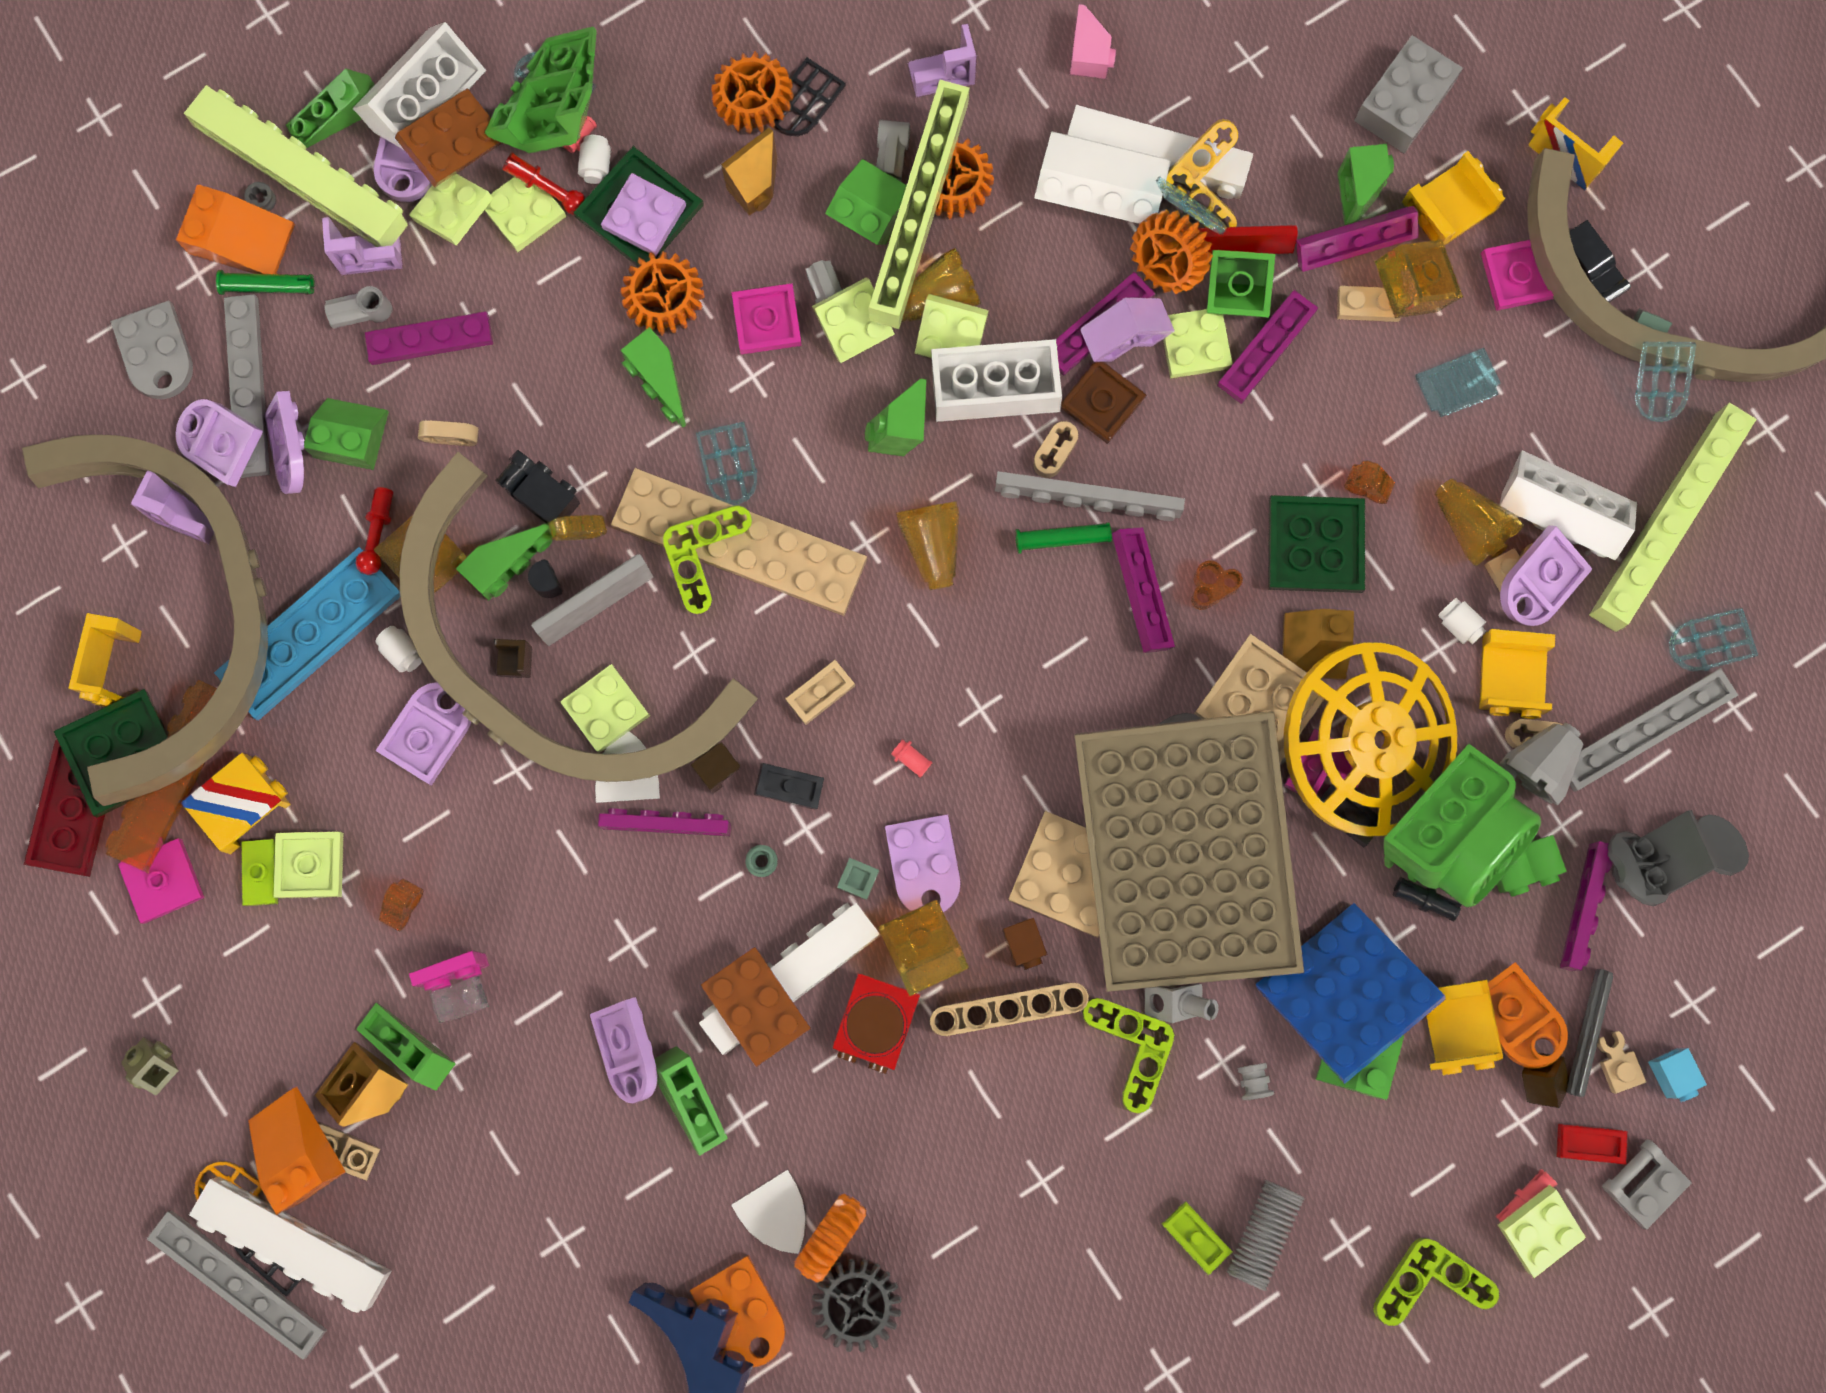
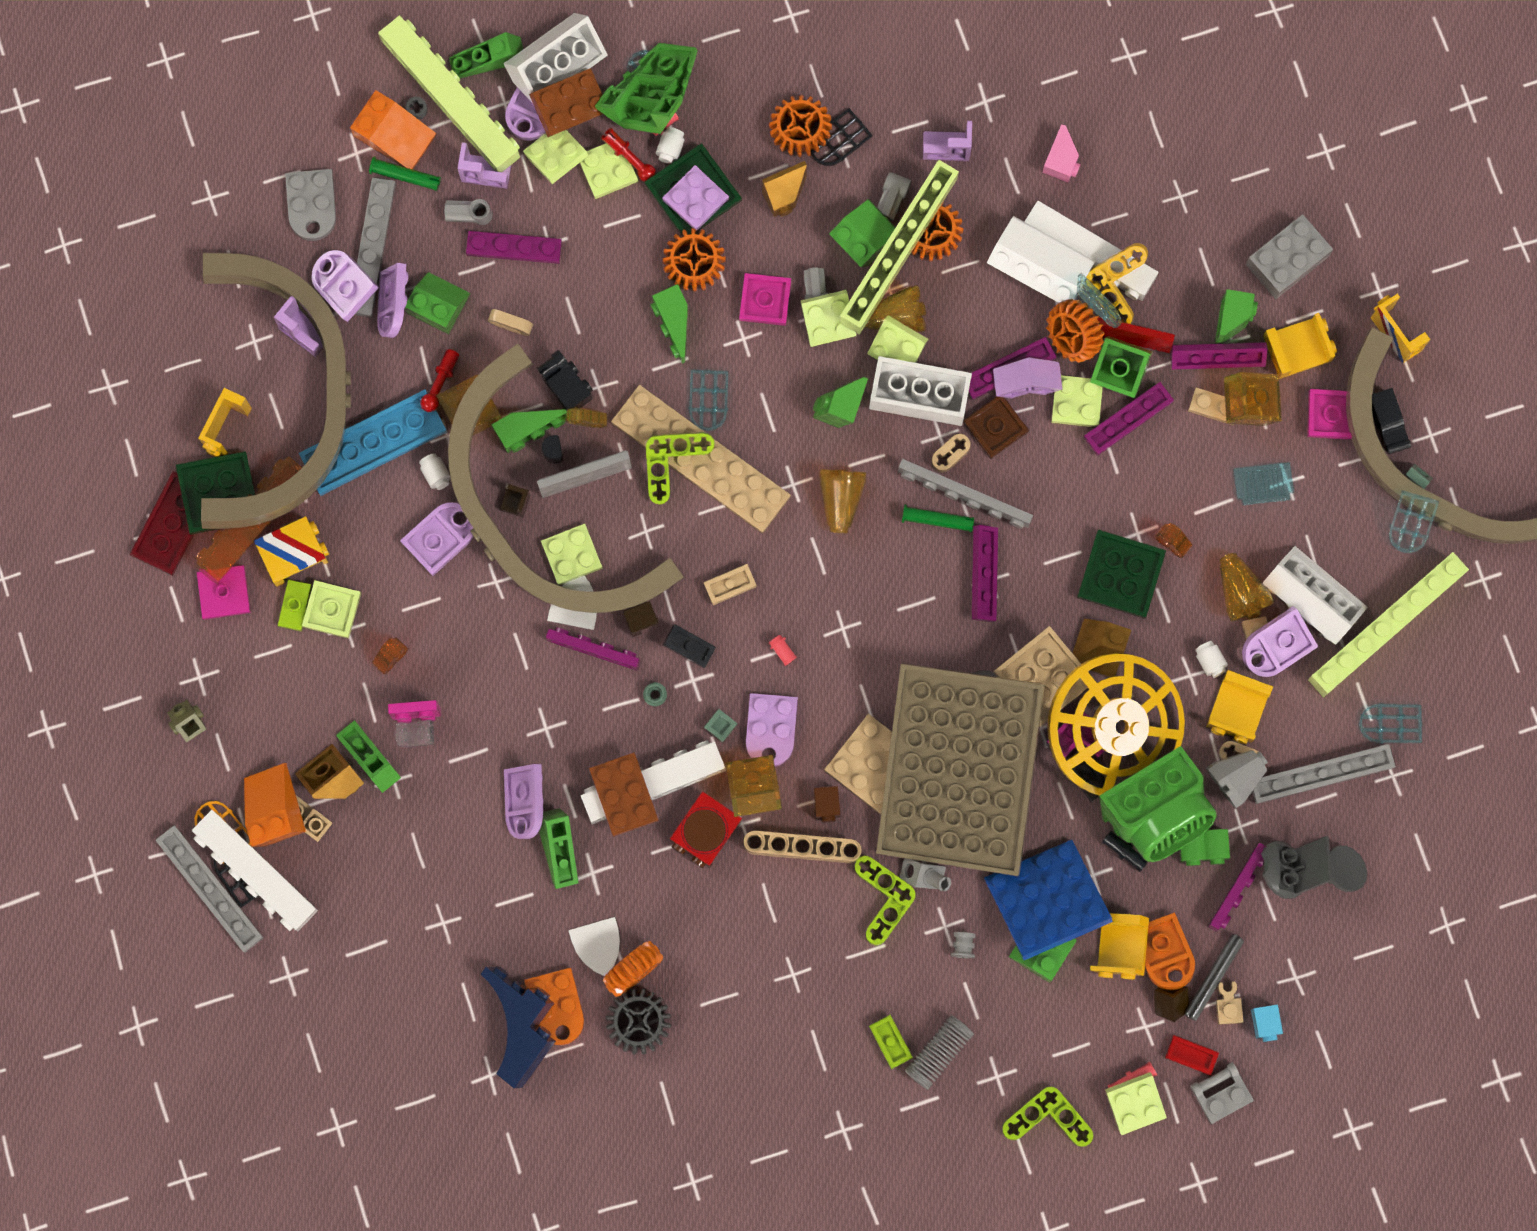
camera: 15 degrees right, 0 degrees up
(1217, 591) = (1038, 589): clear orange piece -> none

